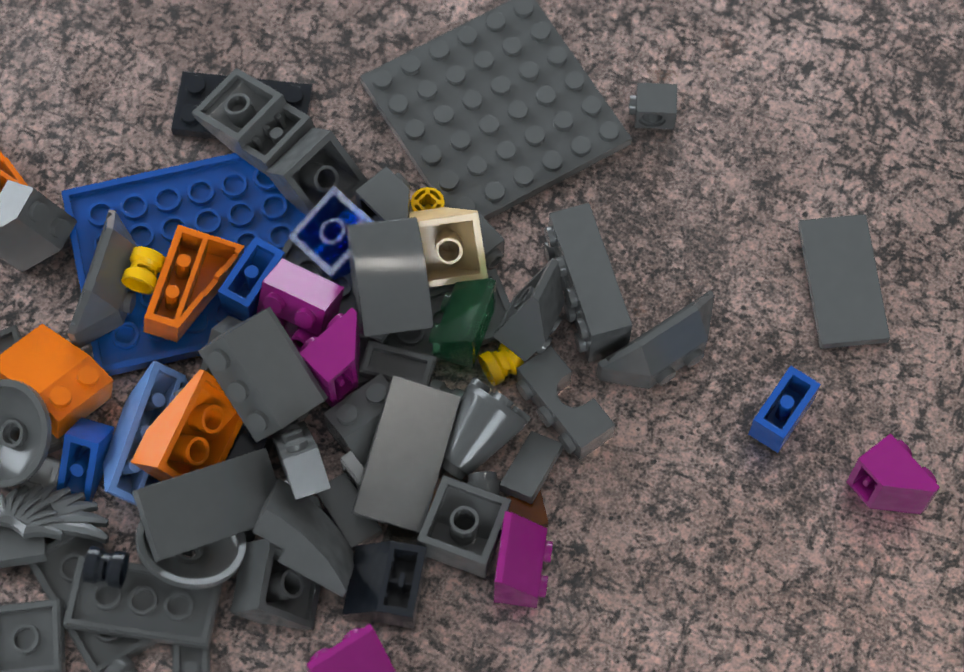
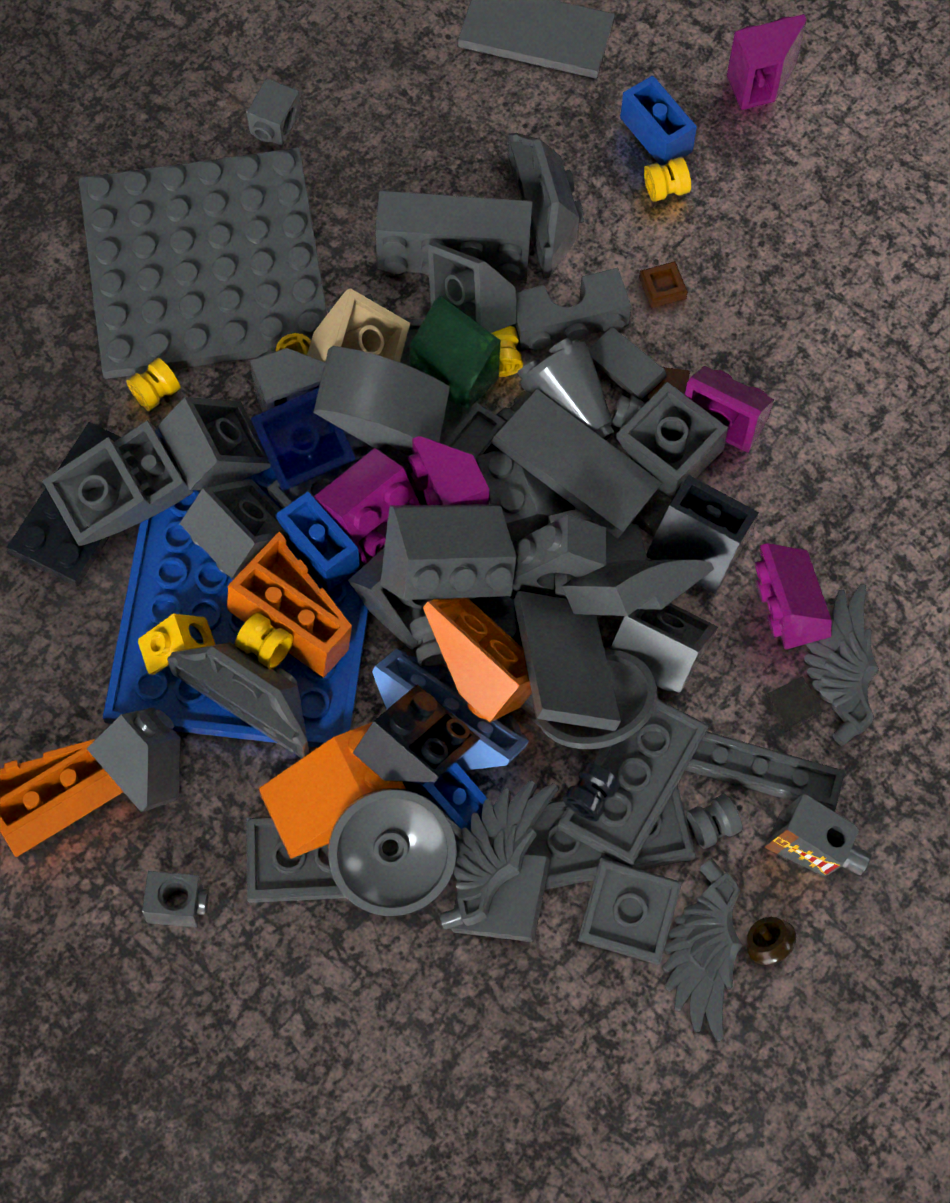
camera: 70 degrees left, 0 degrees up
(95, 412) = (415, 740): none -> black slope
(131, 209) = (170, 637): none -> yellow bracket
(251, 210) = (232, 523): none -> dark grey slope
(362, 115) = (153, 384): none -> yellow wheel
(629, 474) = (663, 284): none -> reddish brown tile
(733, 439) = (667, 179): none -> yellow wheel

